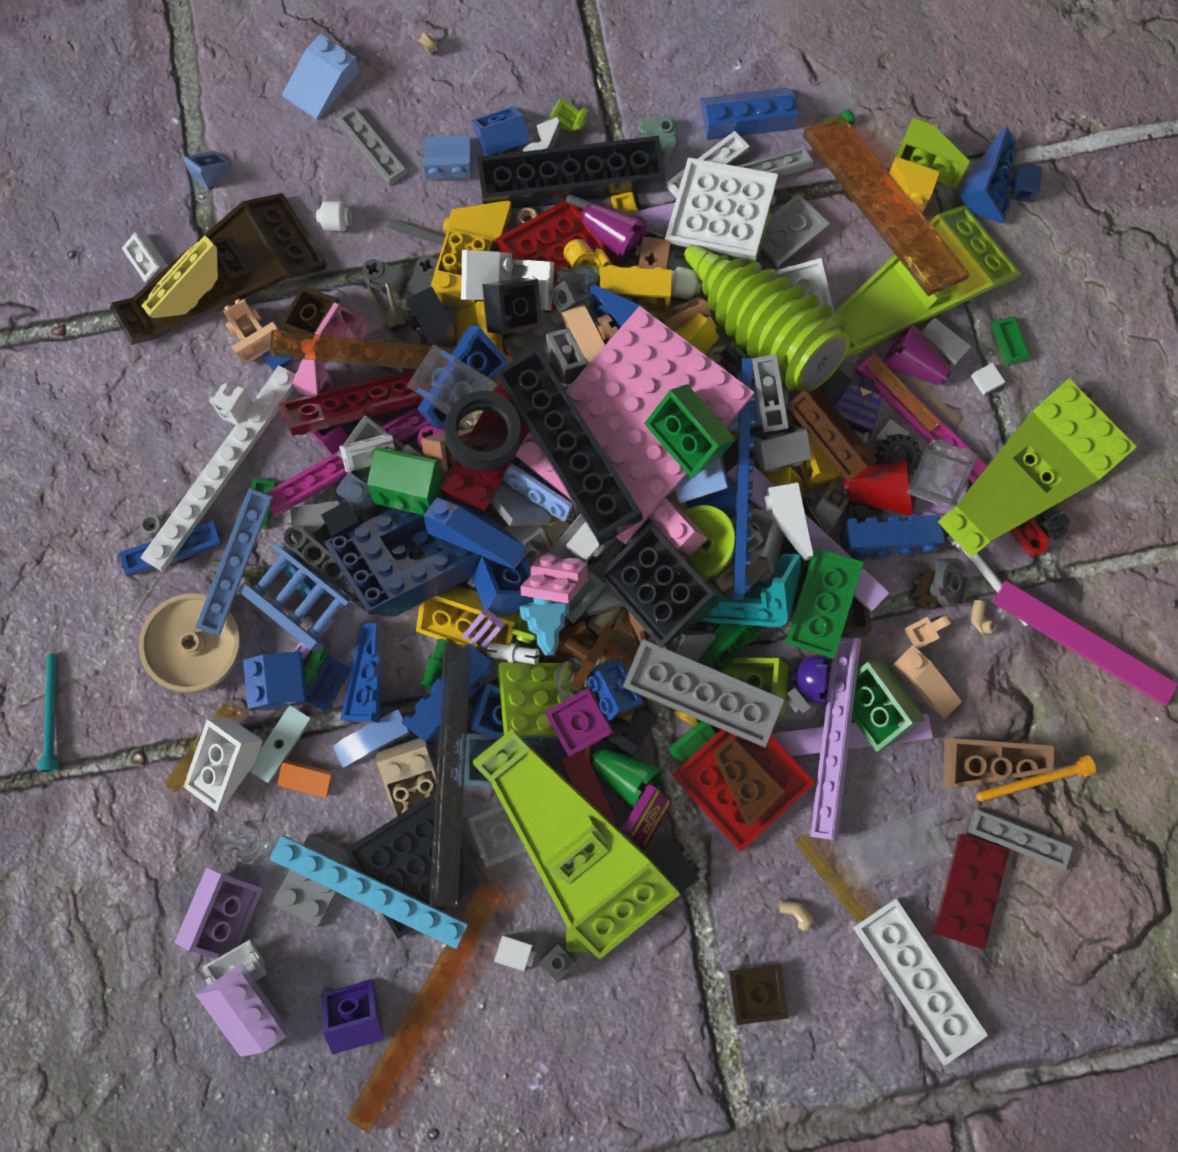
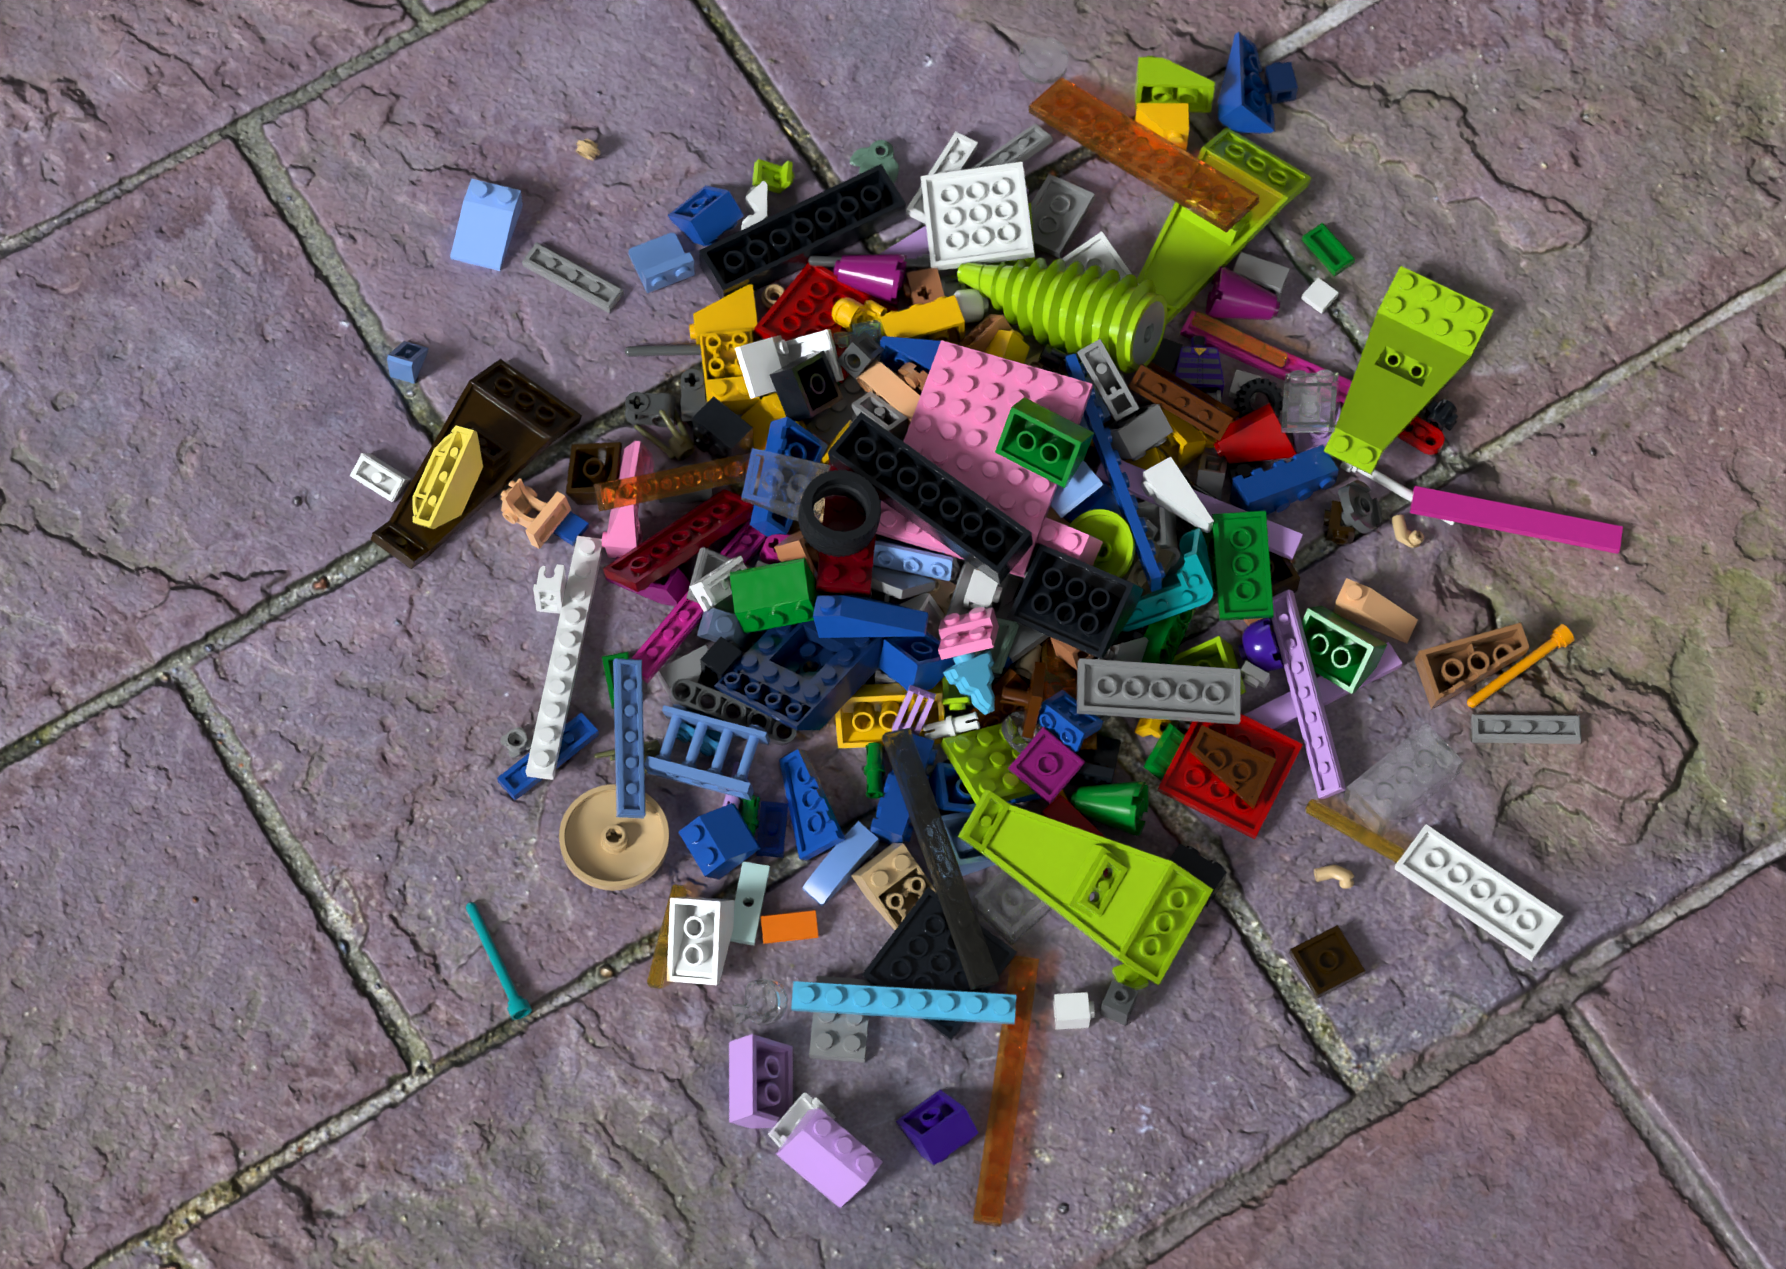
camera: 20 degrees left, 10 degrees down
(334, 216) = (568, 363): white head -> none
(624, 202) = (869, 245): yellow tile -> none
(647, 815) = (1150, 828): magenta tile -> none
(749, 113) = (962, 107): blue slope -> none
(848, 115) = (1066, 74): green hand -> none
(924, 632) = (1354, 564): light nougat plate -> none
(971, 891) = (1497, 794): dark red plate -> none

